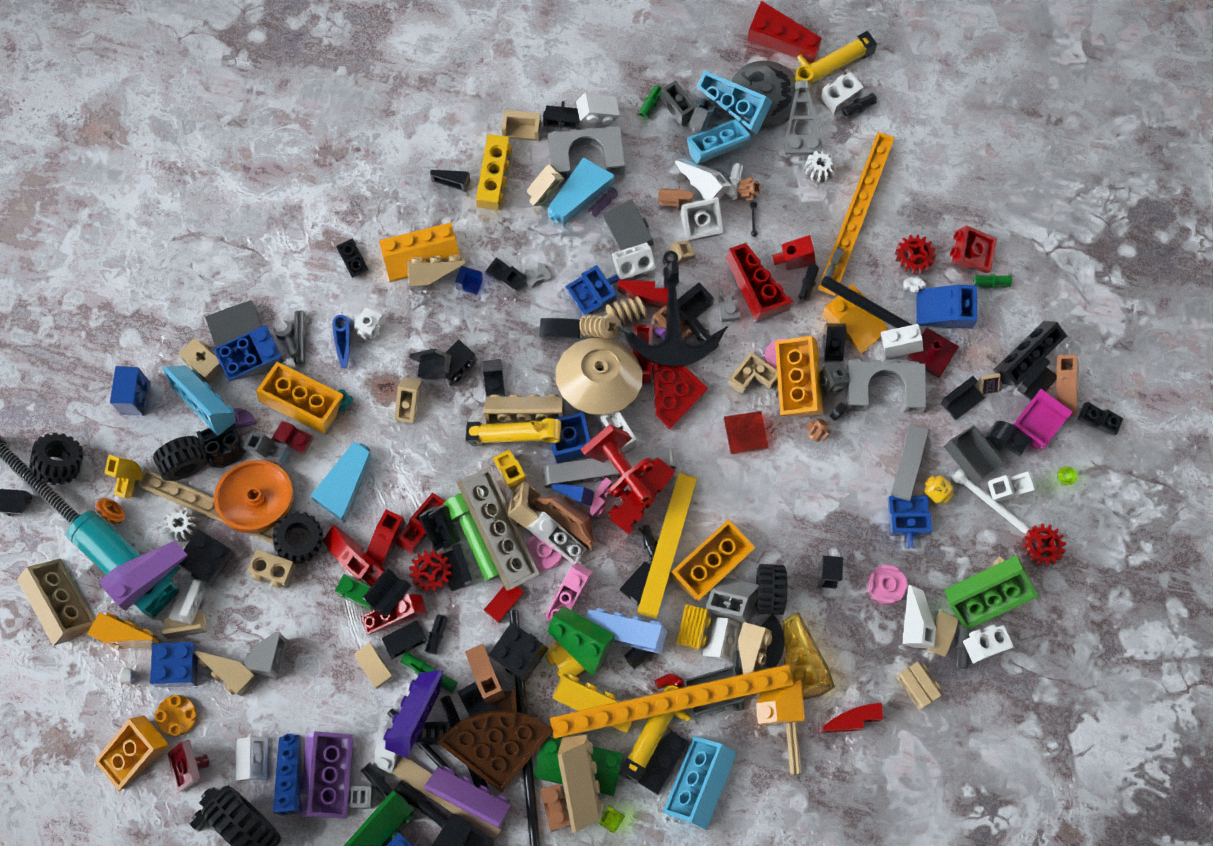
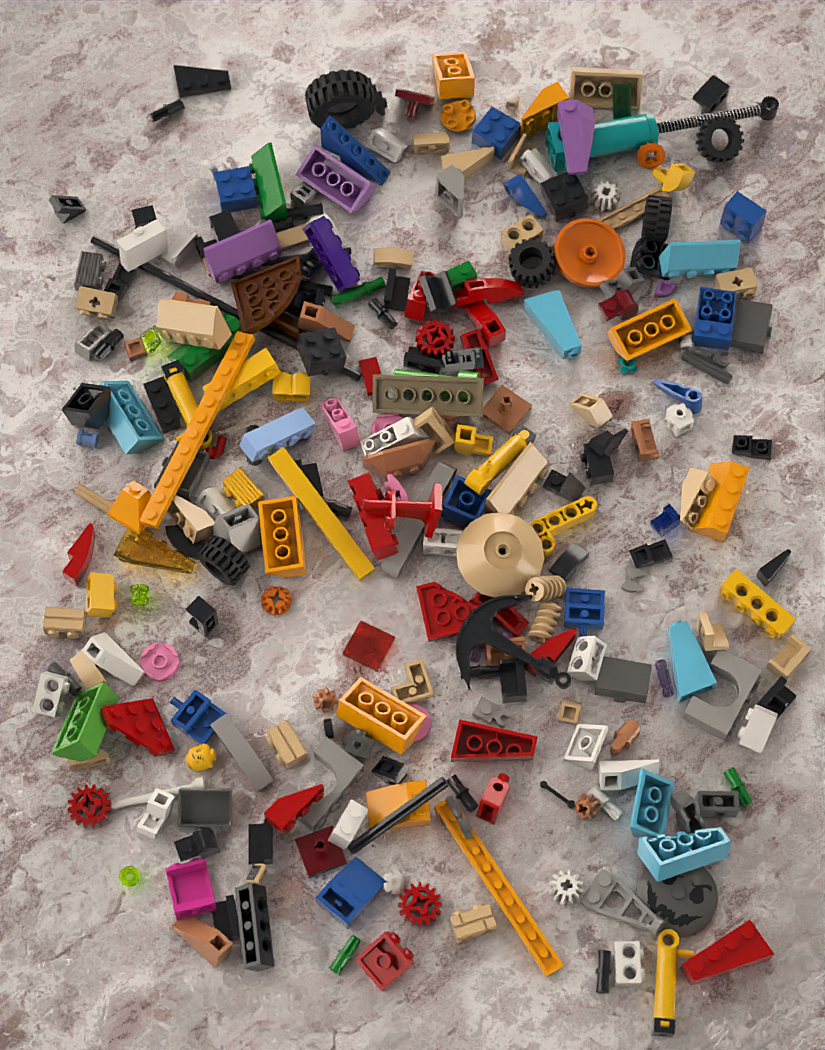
camera: 125 degrees right, 5 degrees down
(65, 573) = (621, 100): none -> dark green plate
(221, 721) = (431, 143): none -> tan panel
(225, 598) = (521, 191): none -> blue piece
(407, 341) = (644, 440): none -> nougat hinge
(453, 466) = (506, 409): none -> nougat tile
(528, 354) = (564, 522): none -> yellow beam
(577, 493) = (415, 473): blue slope -> none
(581, 639) = (296, 398): green wedge -> none
(628, 830) = (135, 349): none -> nougat tile
(719, 819) = (88, 406): none -> black slope
(740, 797) = (87, 438): none -> medium blue bush
(760, 539) = (281, 606): none -> orange gear
(848, 642) = (139, 594): none -> clear neon green wheel
(875, 433) = (286, 744): none -> tan brick
(875, 671) = (100, 595): none -> yellow brick
(898, 210) = (472, 923): none -> tan brick
(931, 386) = (289, 808): none -> red slope
(954, 553) = (140, 724): none -> red plate
(1099, 419) = (153, 947): black slope -> none

